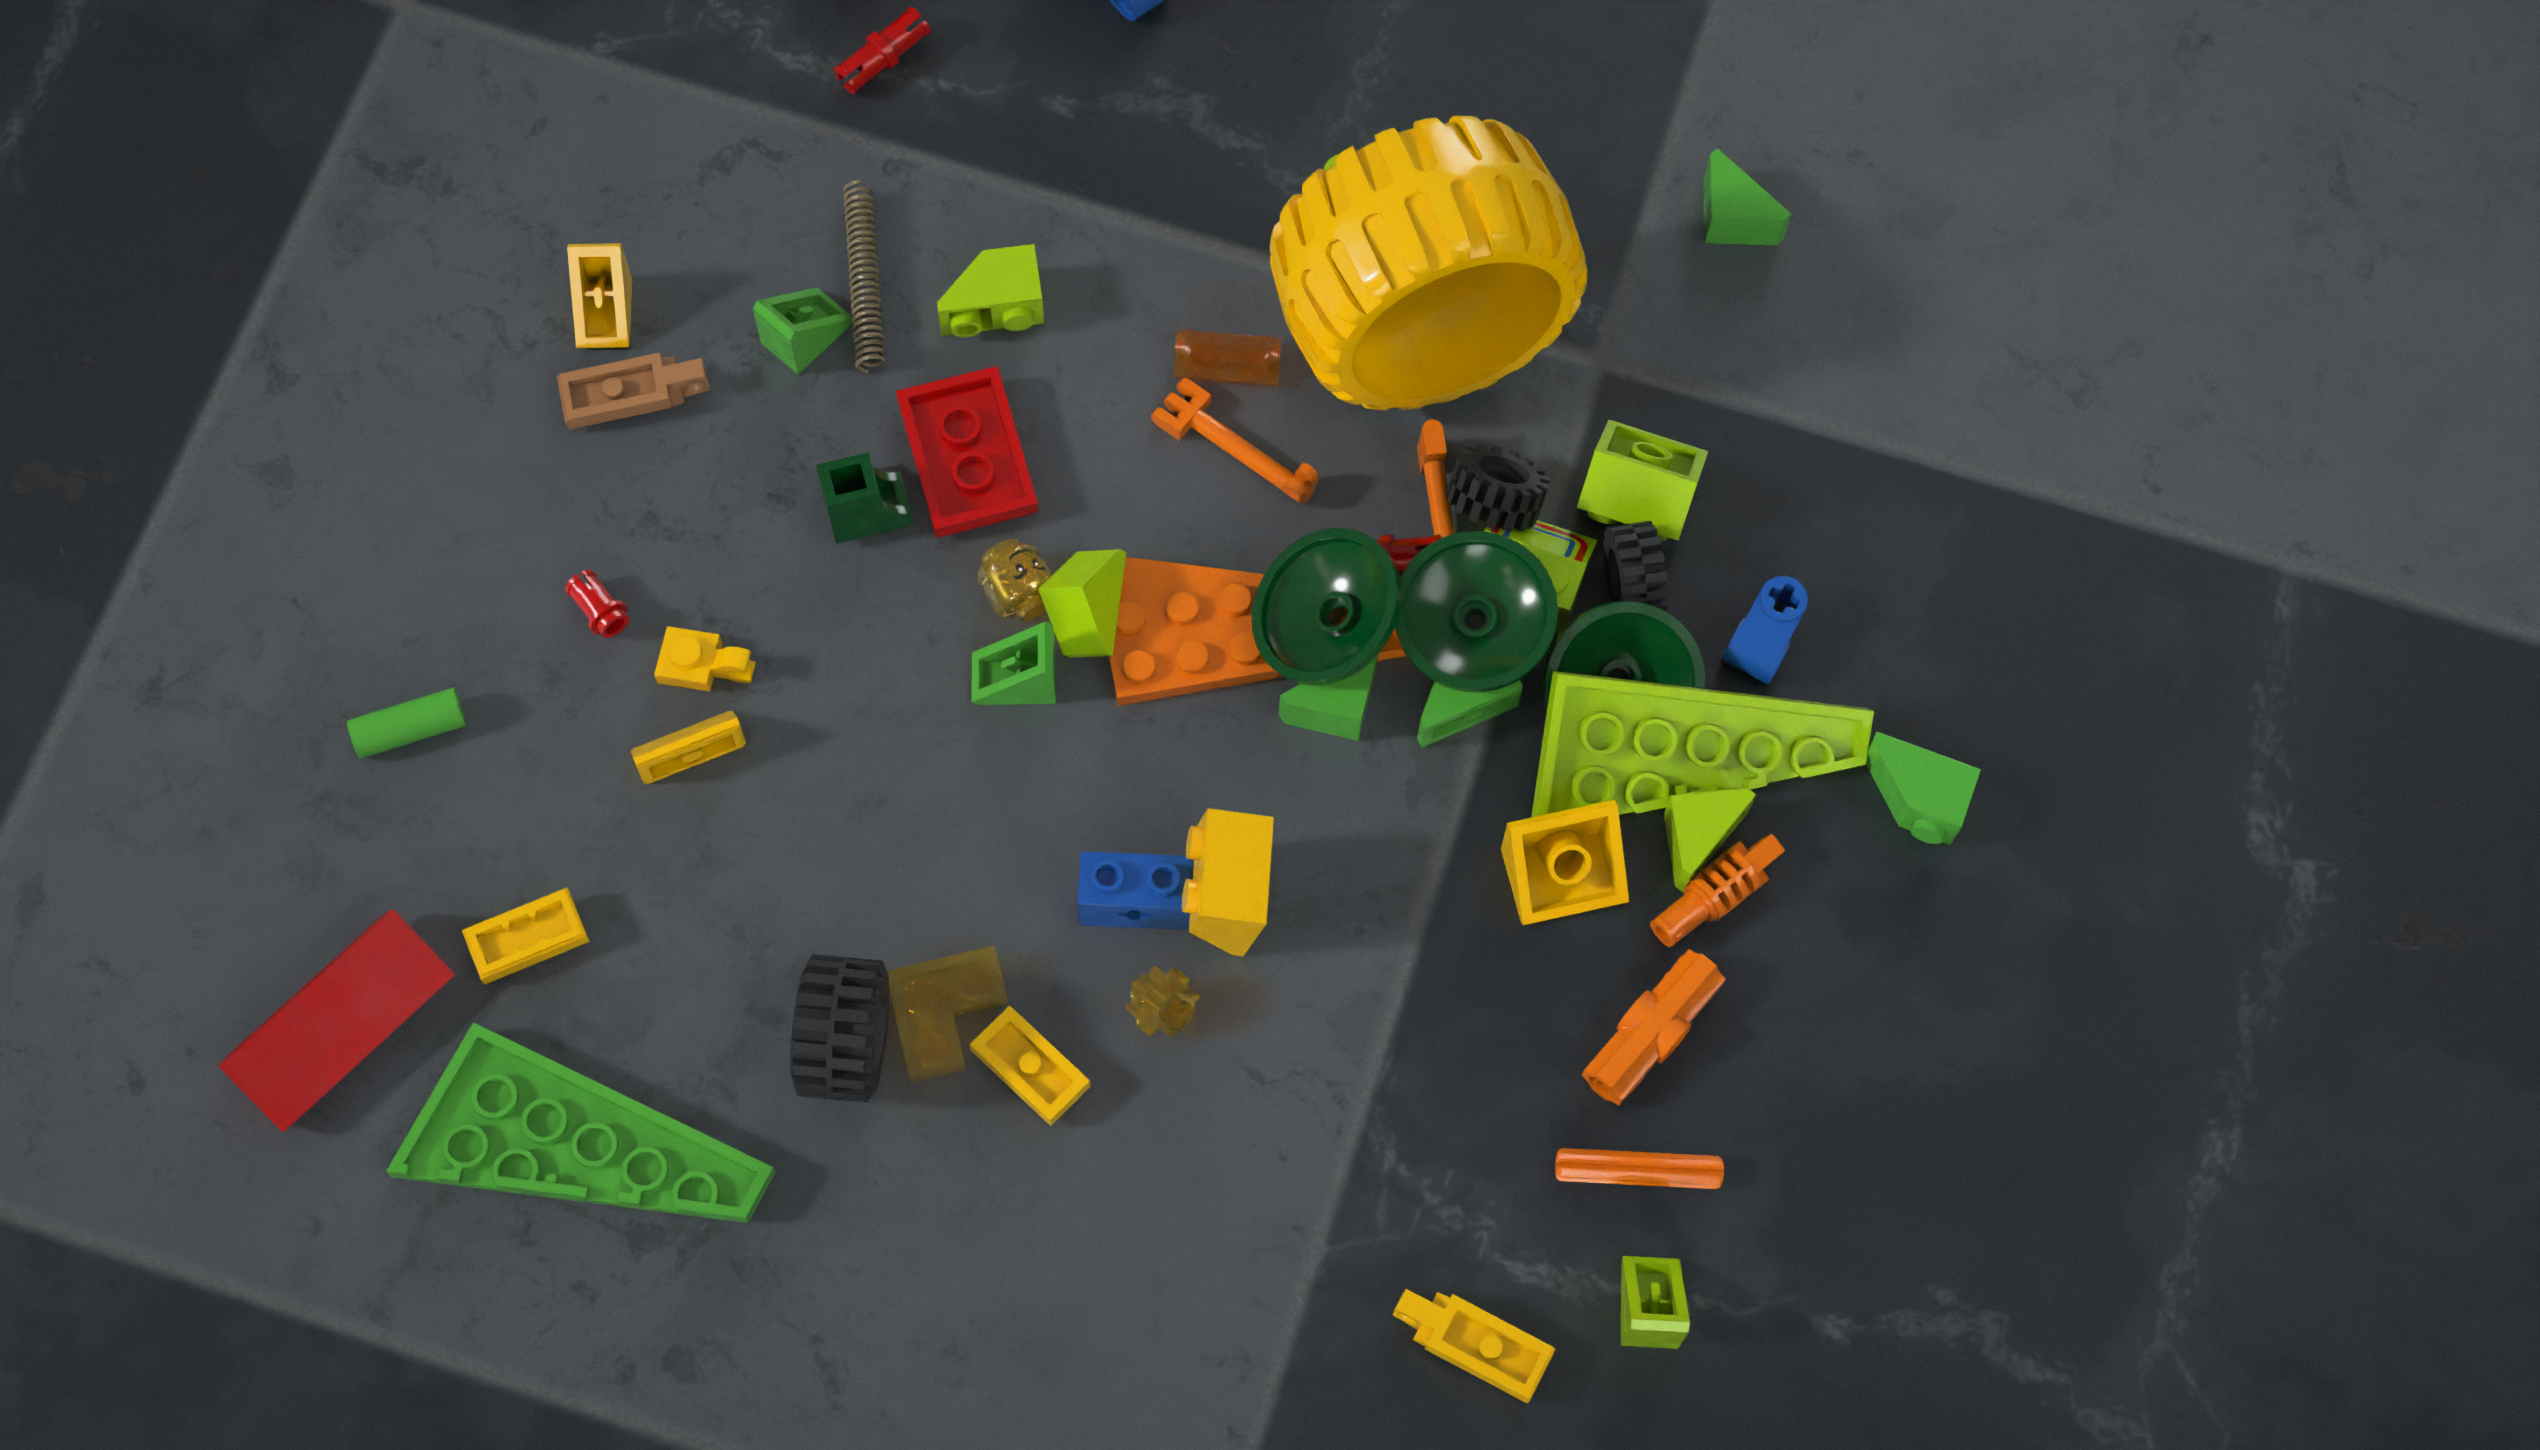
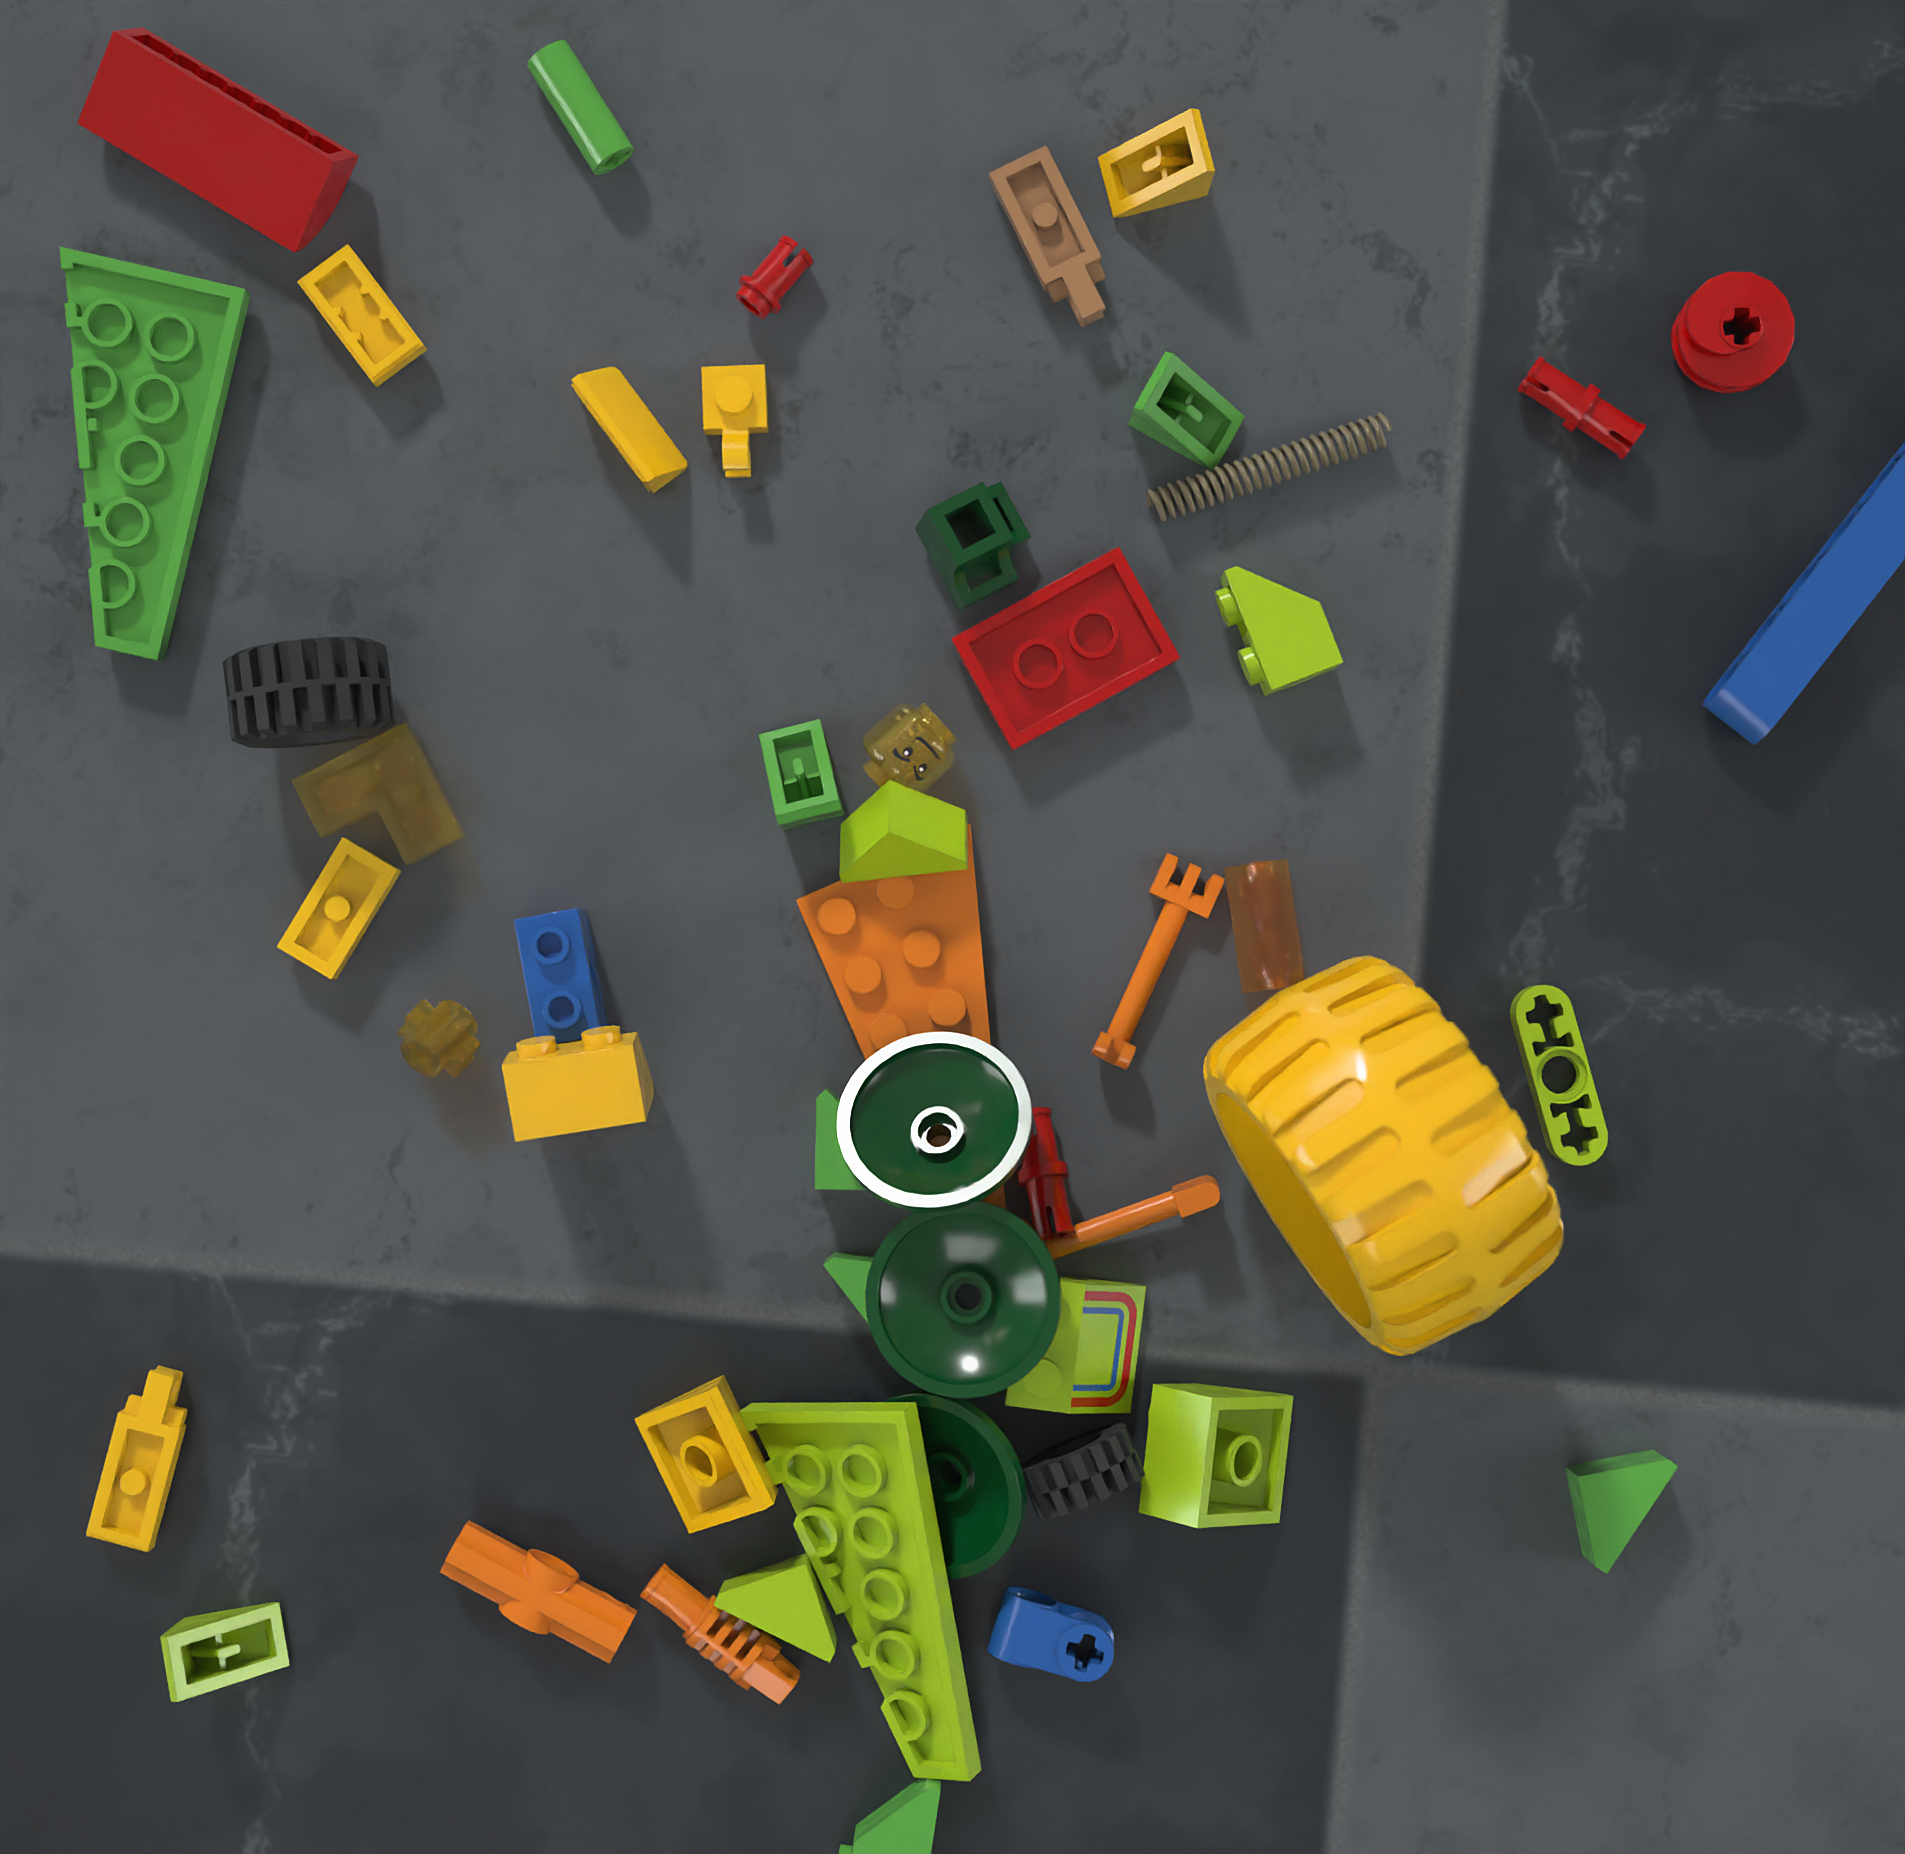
camera: 80 degrees right, 20 degrees up
(1497, 488) = (1127, 1279): black tyre -> none
(1639, 1168) = (377, 1604): orange axle -> none

